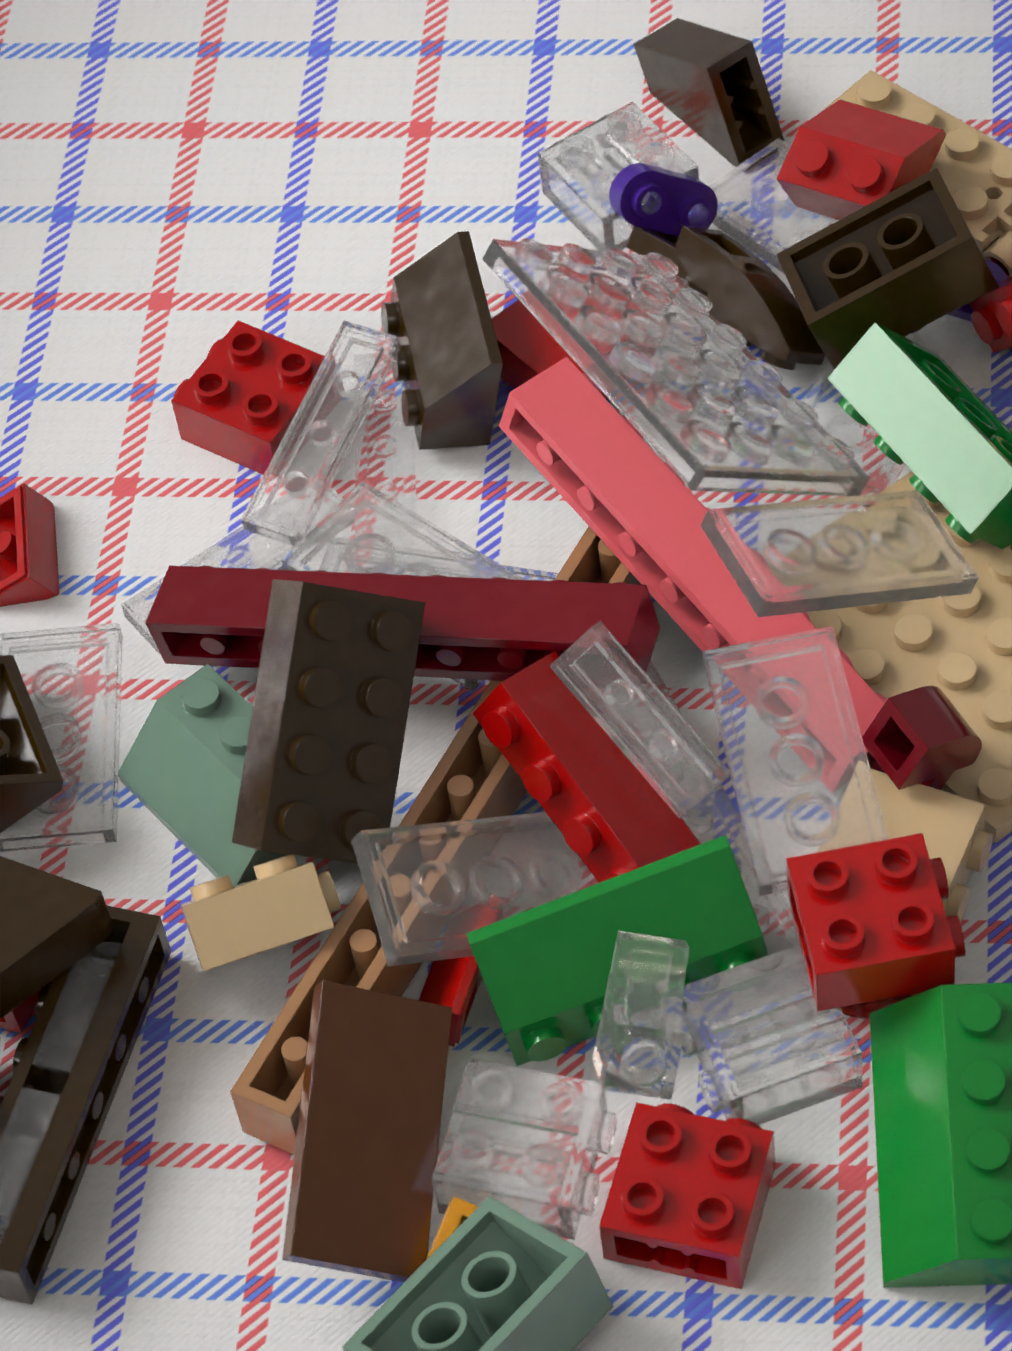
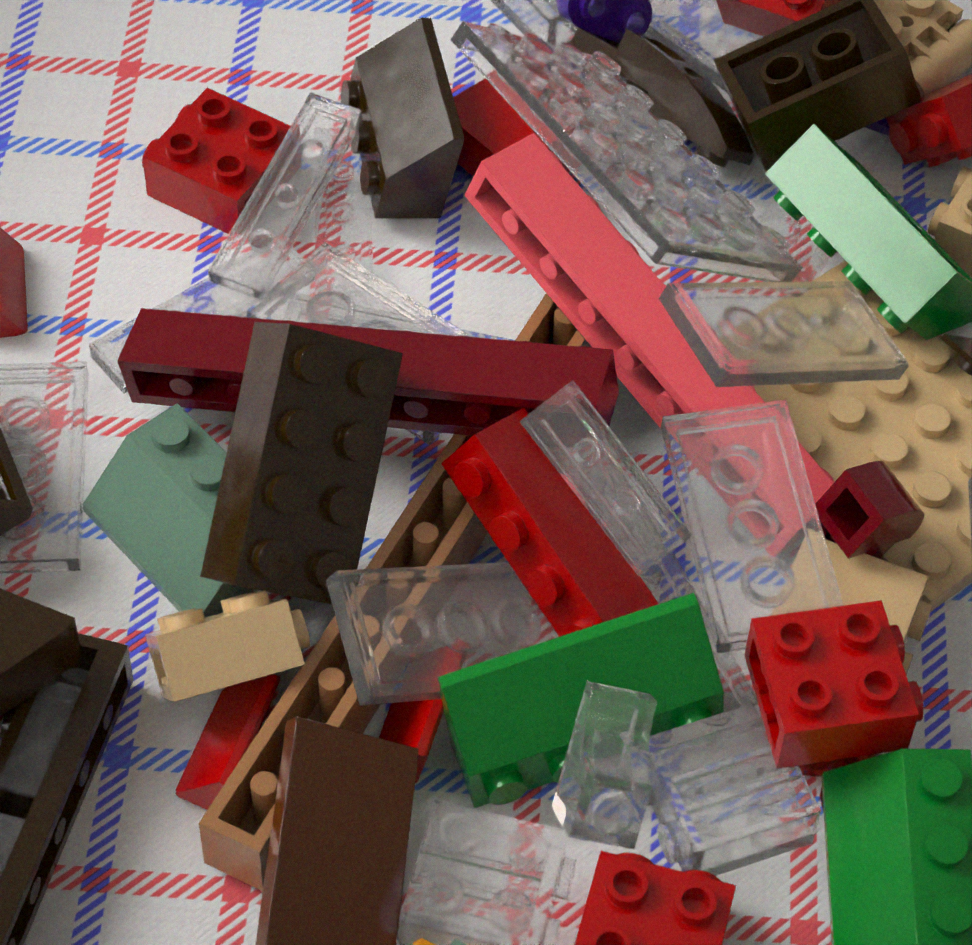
camera: 10 degrees left, 0 degrees up
(264, 998) = (226, 738): none -> red slope

